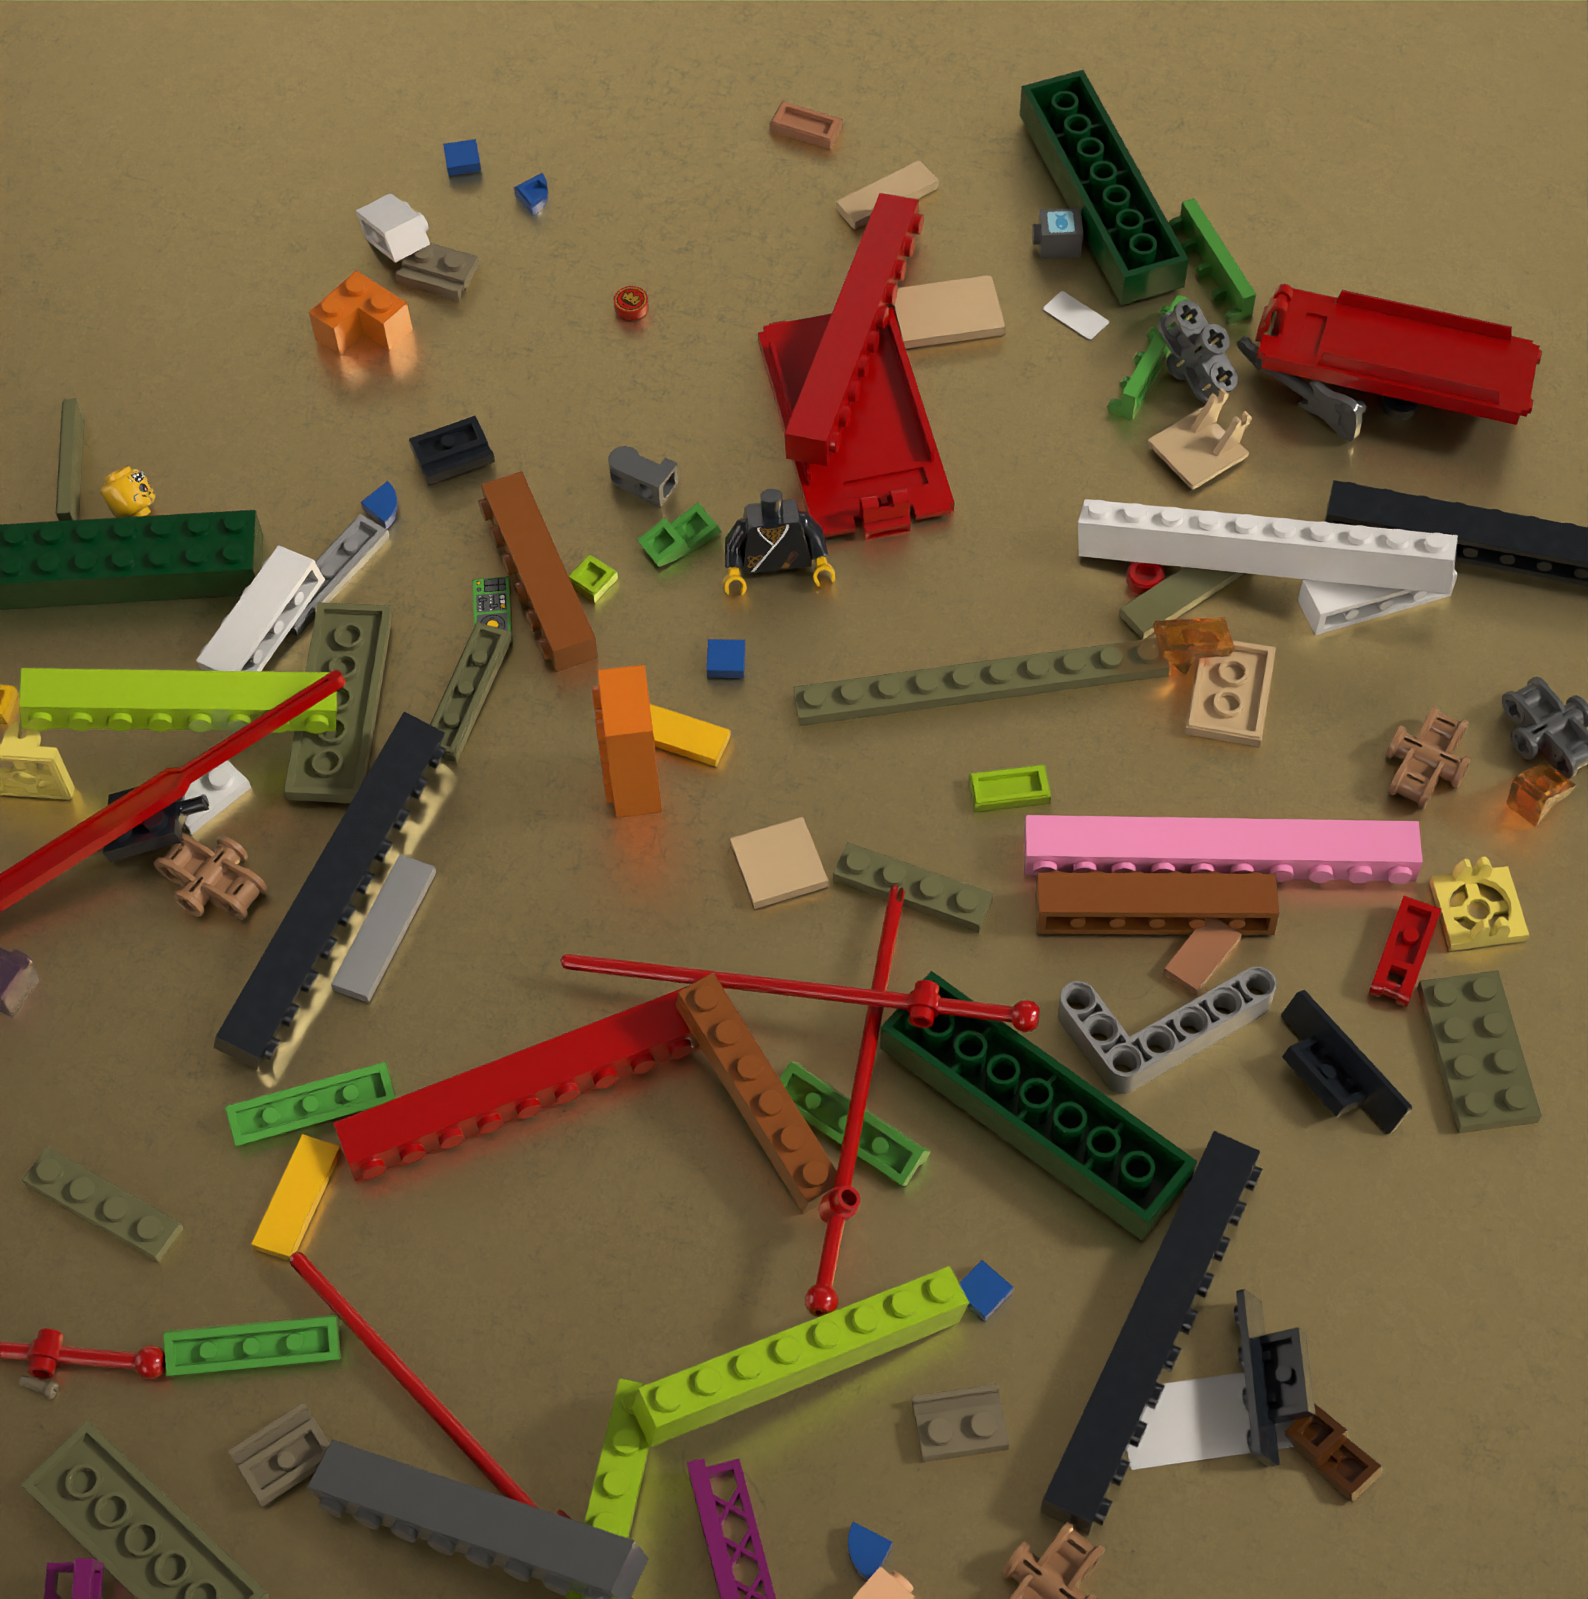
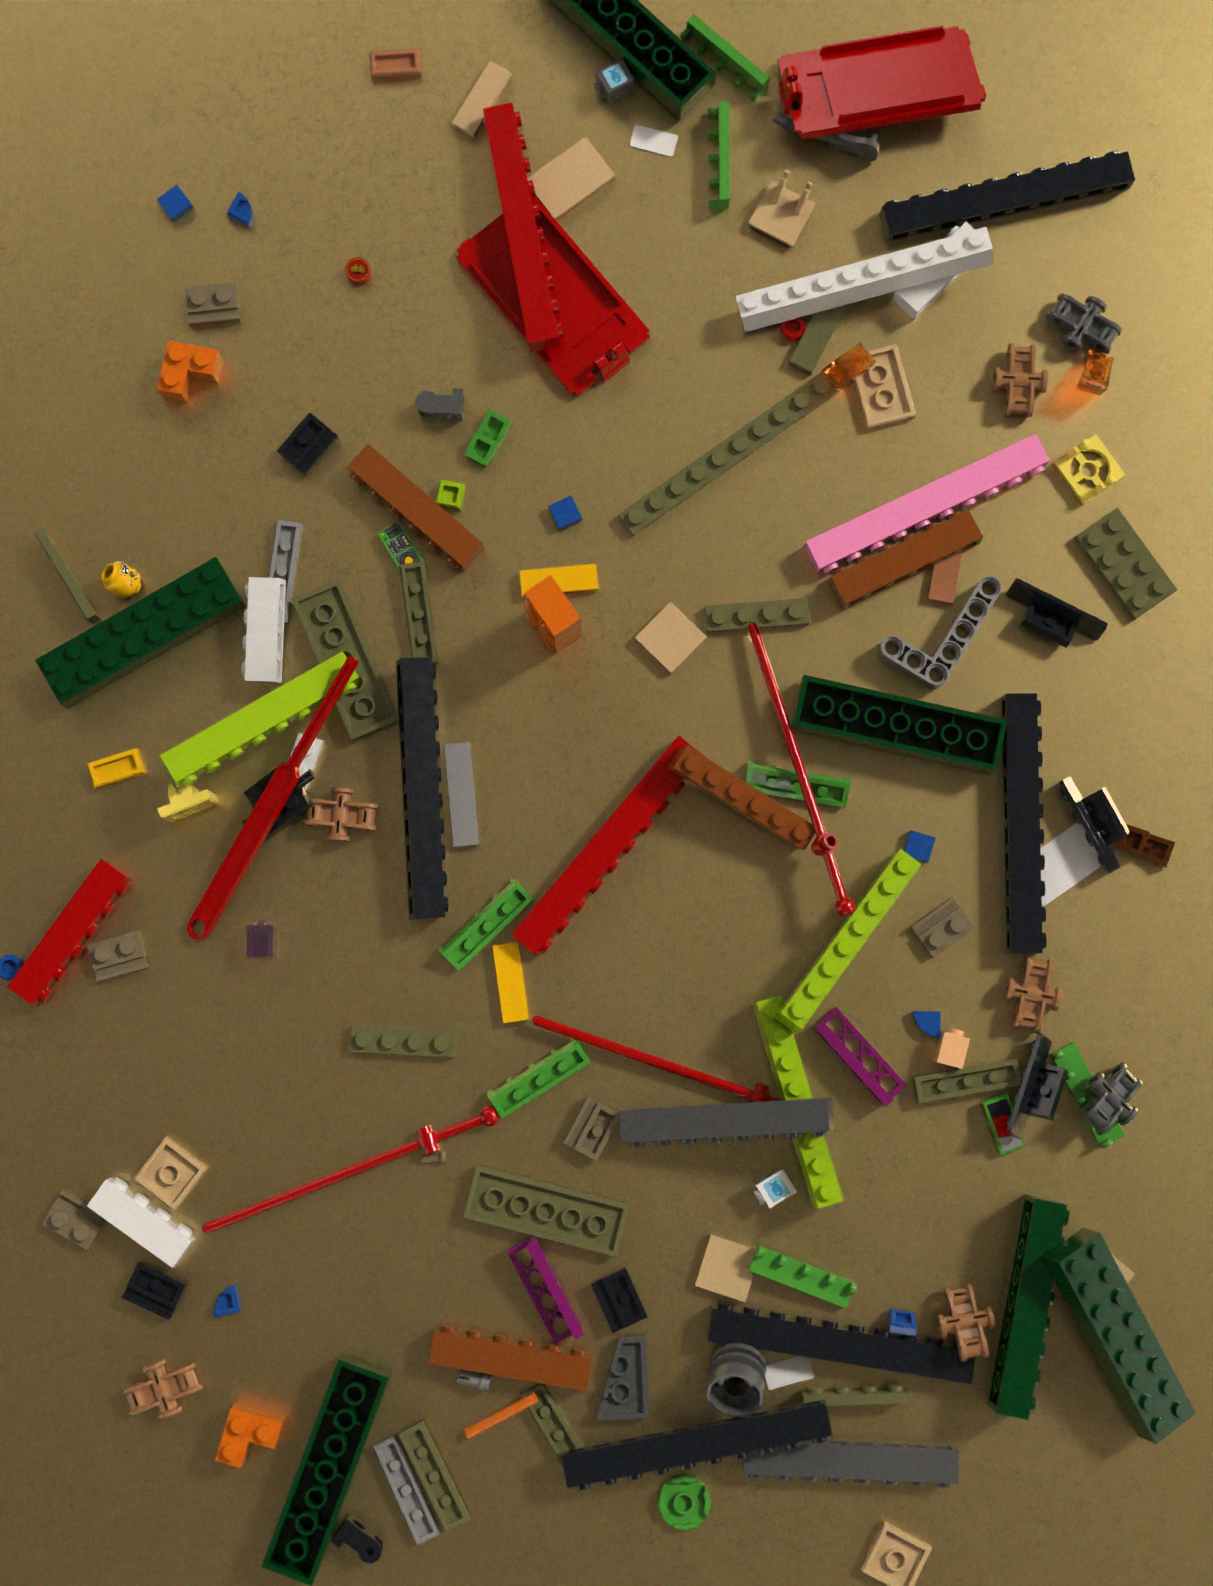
camera: 30 degrees left, 25 degrees up
(382, 505) = (286, 505): blue tile -> none
(393, 227) = (168, 289): white brick -> none
(774, 538) = (554, 416): black torso -> none
(921, 1003) = (811, 700): red bar -> none
(1009, 788) = (781, 520): lime tile -> none
(1191, 342) = (749, 139): dark grey axle -> none
(1405, 949) = (1059, 519): red plate -> none

